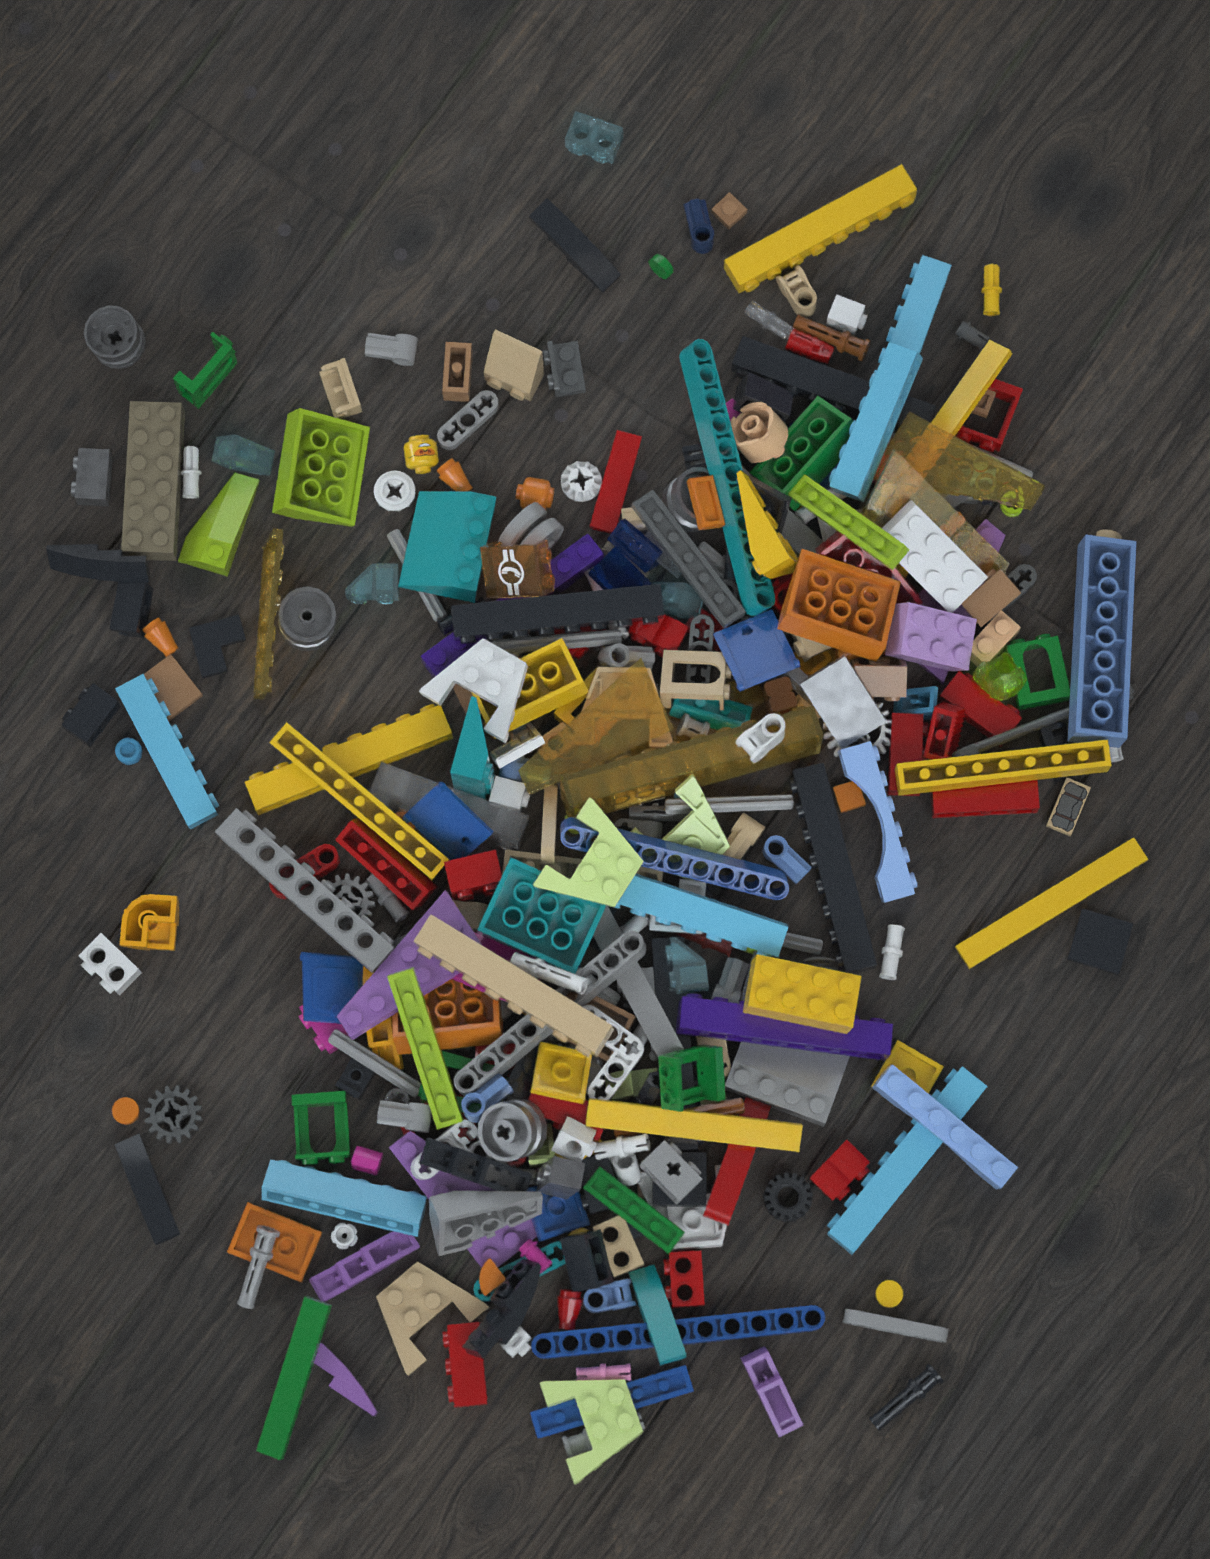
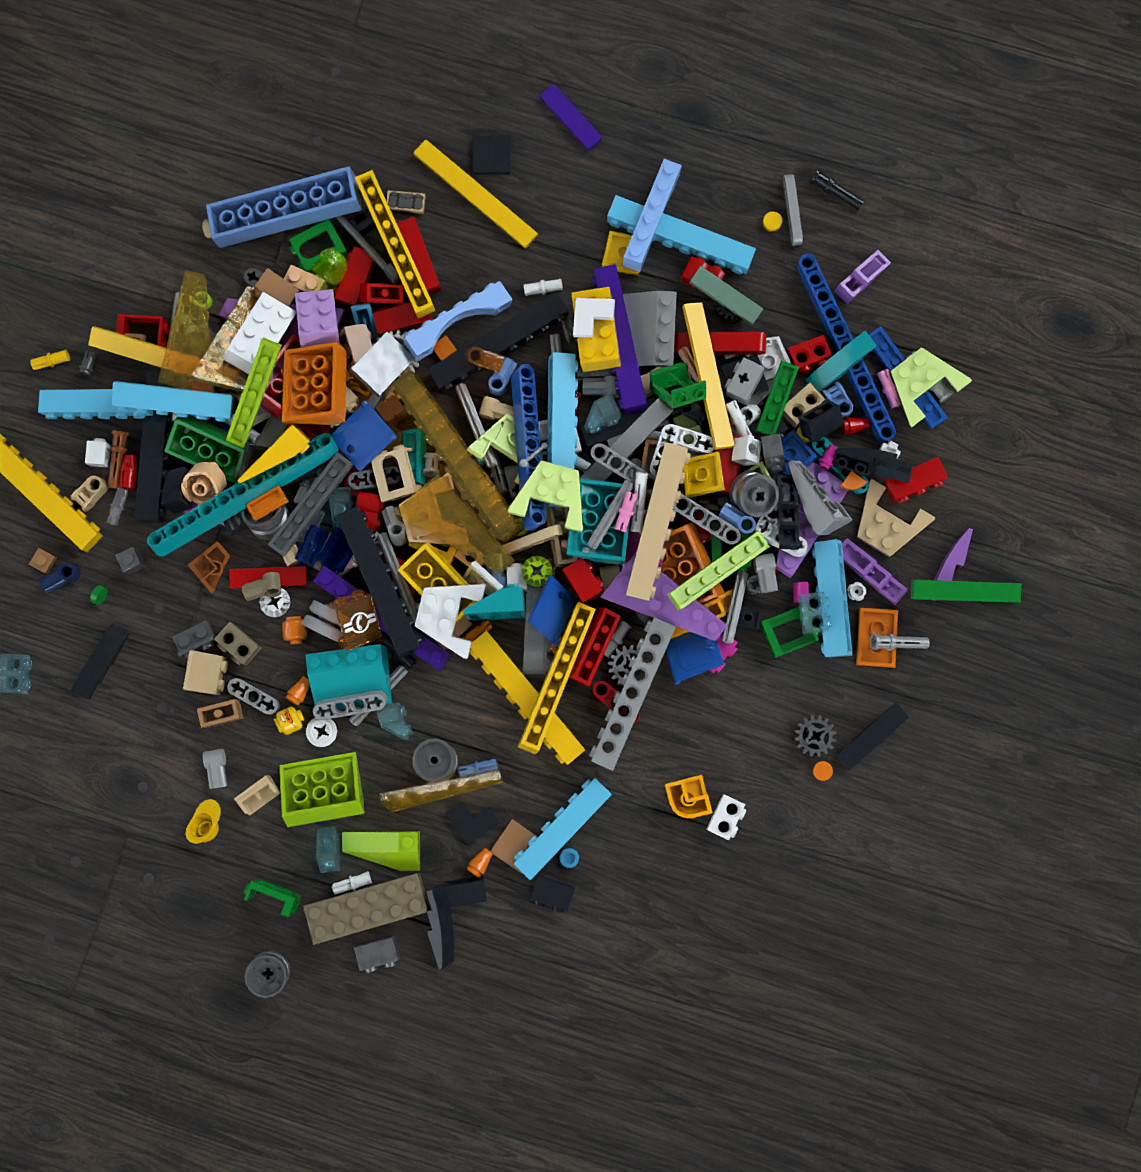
camera: 105 degrees left, 5 degrees up
(280, 670) = (477, 768): none -> medium blue axle
(327, 314) = (204, 822): none -> yellow piece
(333, 1153) = (808, 613): none -> clear light blue brick
(409, 533) = (351, 708): none -> light grey beam
(453, 717) = (477, 631): none -> orange axle
(519, 822) = (527, 571): none -> lime gear
(539, 949) = (626, 511): none -> bright pink pin
(543, 930) = (610, 515): none -> light grey axle
(545, 424) = (240, 640): none -> dark tan brick
(601, 474) = (268, 586): none -> dark tan piece
(649, 841) = (523, 463): none -> light grey hinge
(655, 414) = (210, 565): none -> dark orange slope
(691, 317) = (131, 560): none -> flat silver brick
(758, 740) = (428, 409): white piece -> none
(799, 1189) = (726, 295): none -> sand green tile
(809, 840) = (486, 359): none -> clear orange piece
(825, 987) = (589, 309): none -> white tile
(1122, 1065) = (570, 117): none -> dark purple tile

